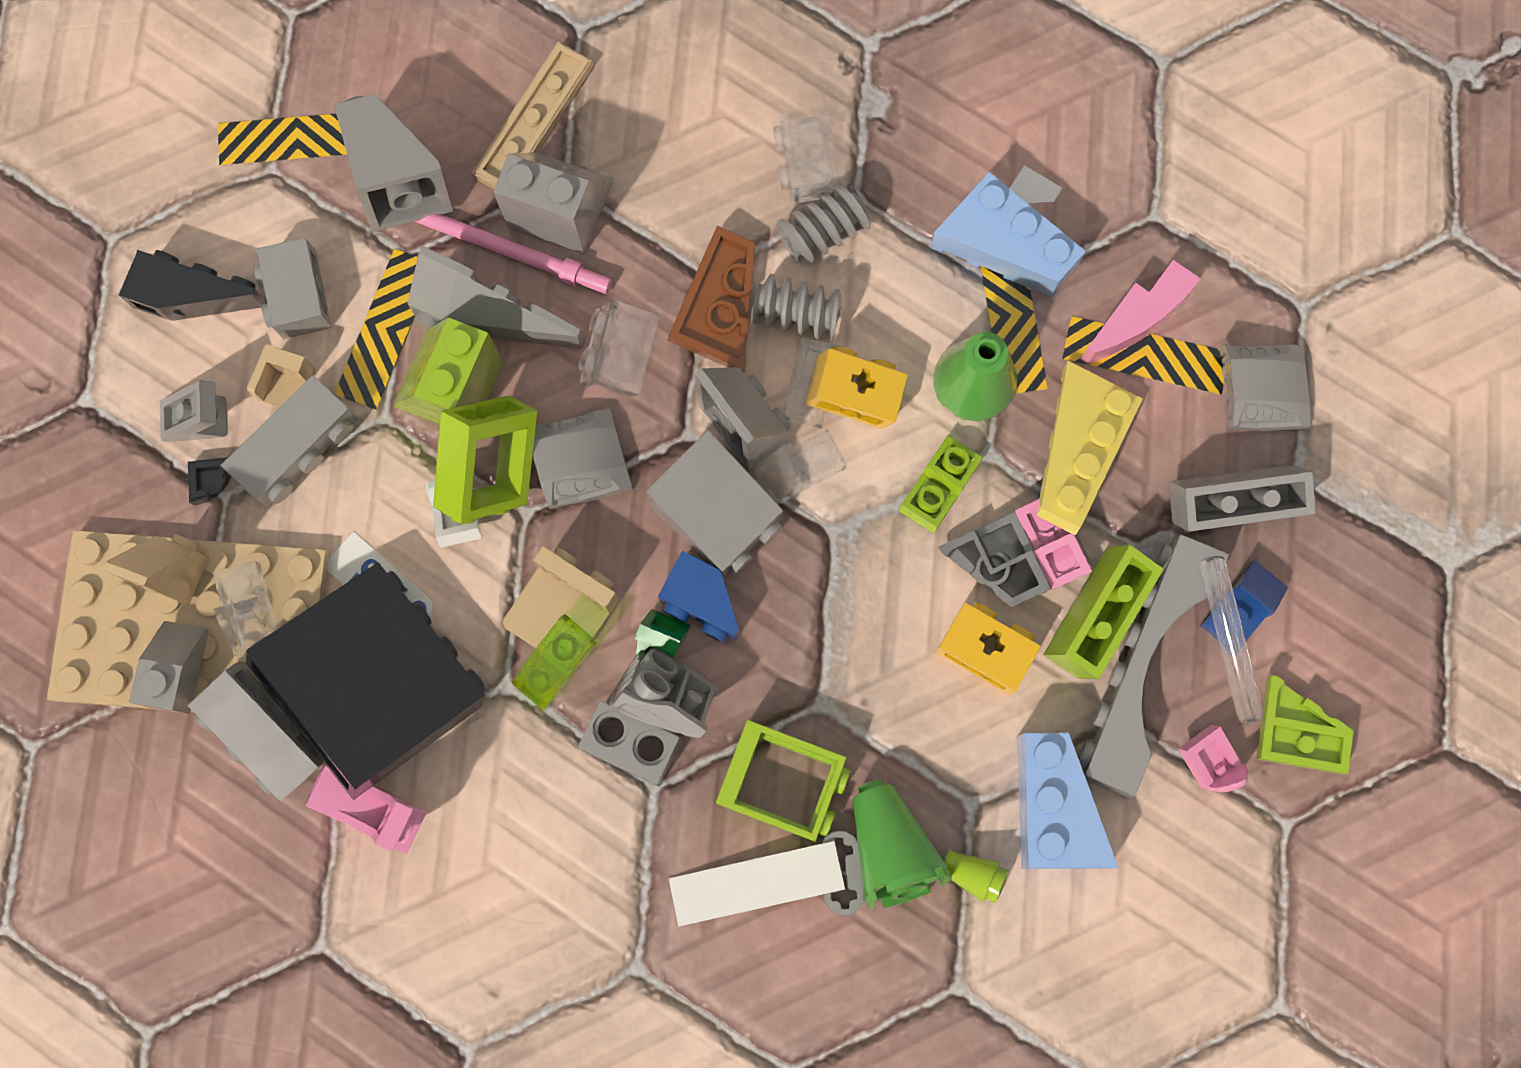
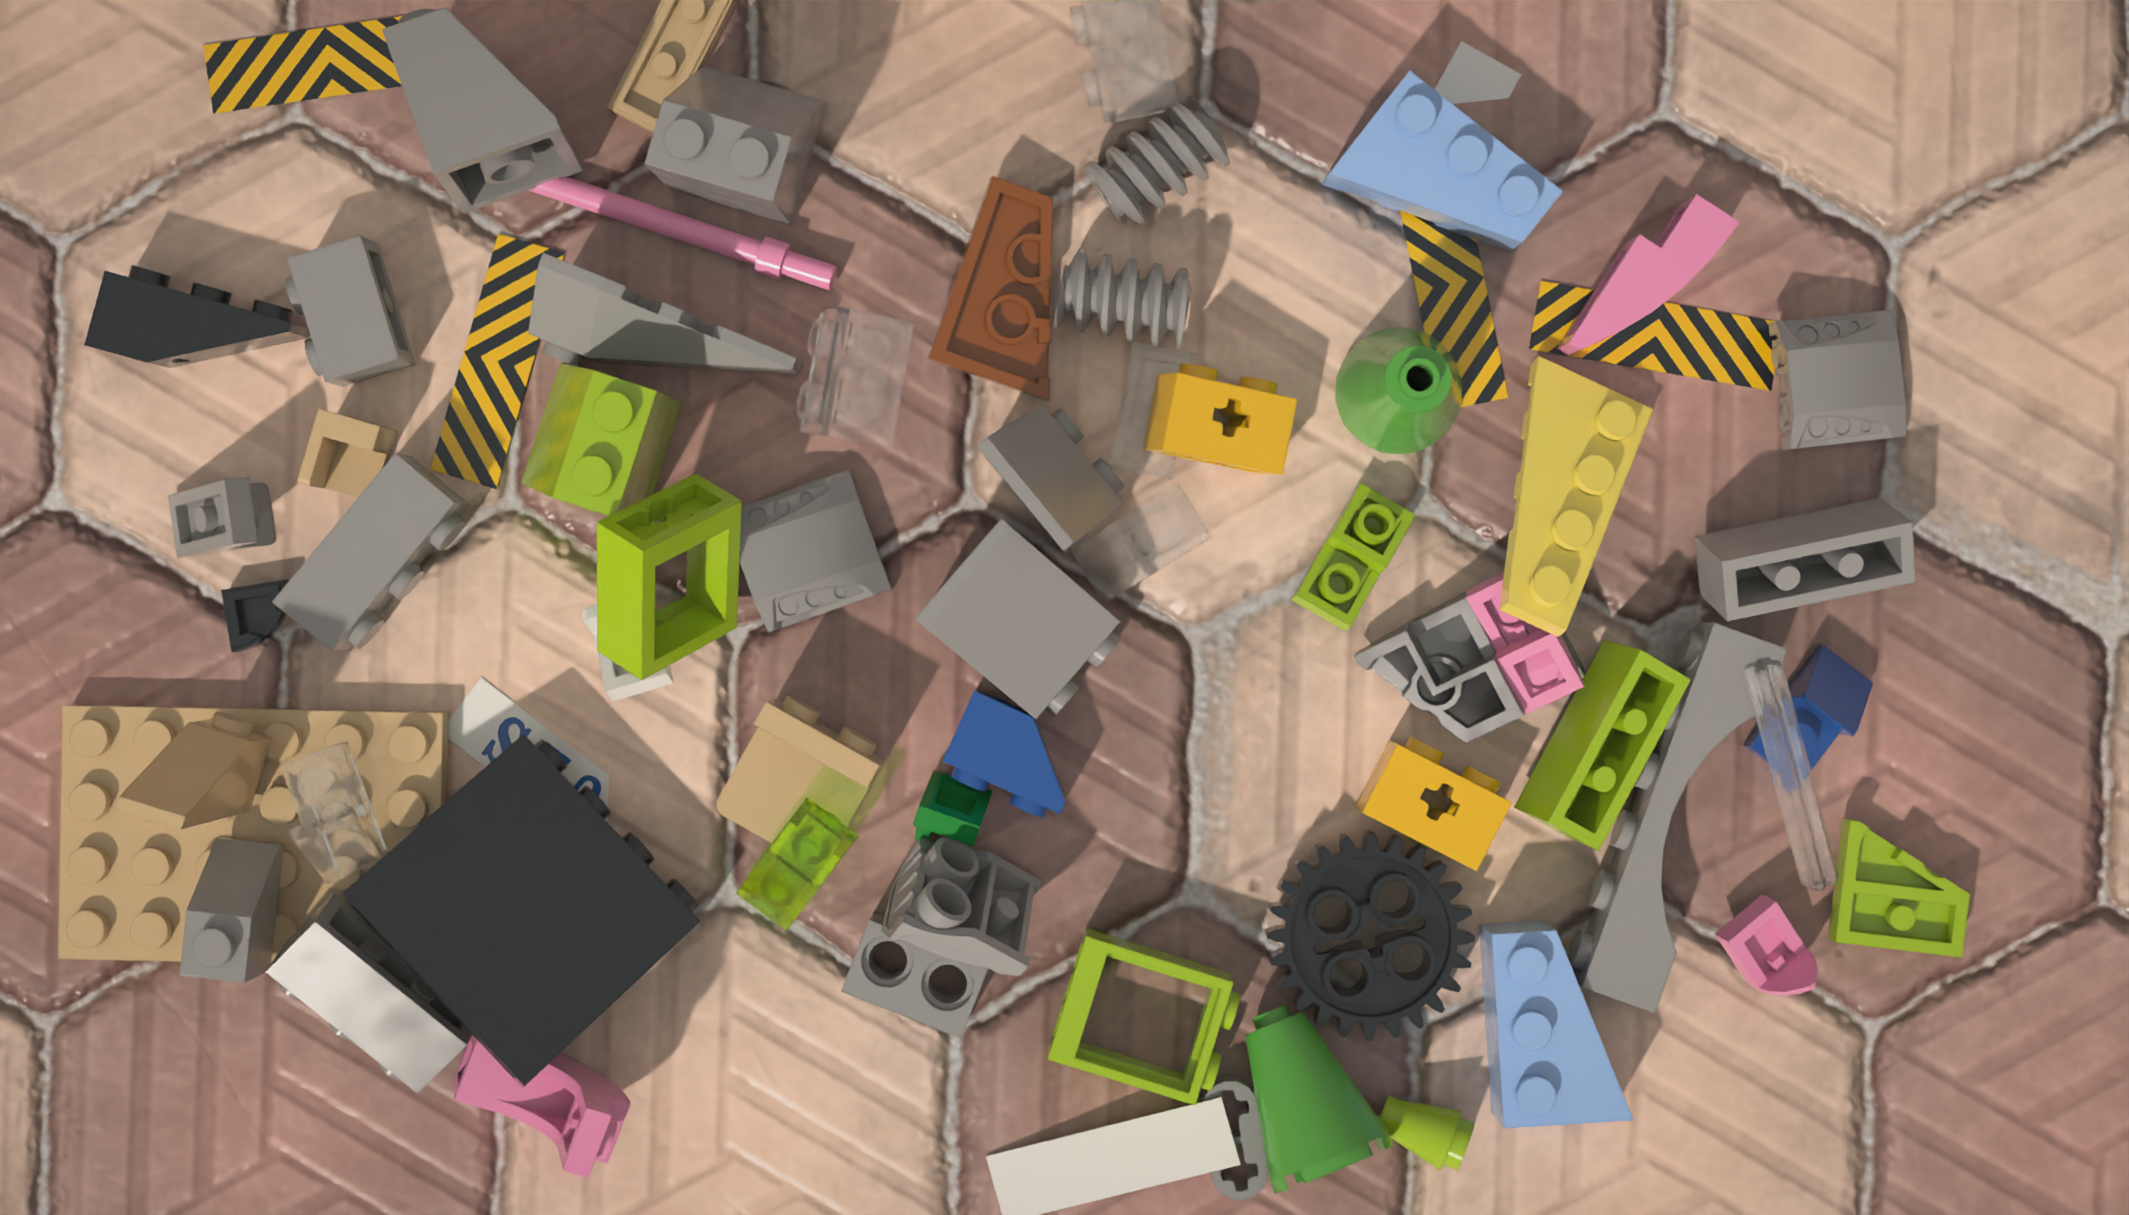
camera: 10 degrees left, 10 degrees up
(949, 774) = (1381, 992): none -> black gear

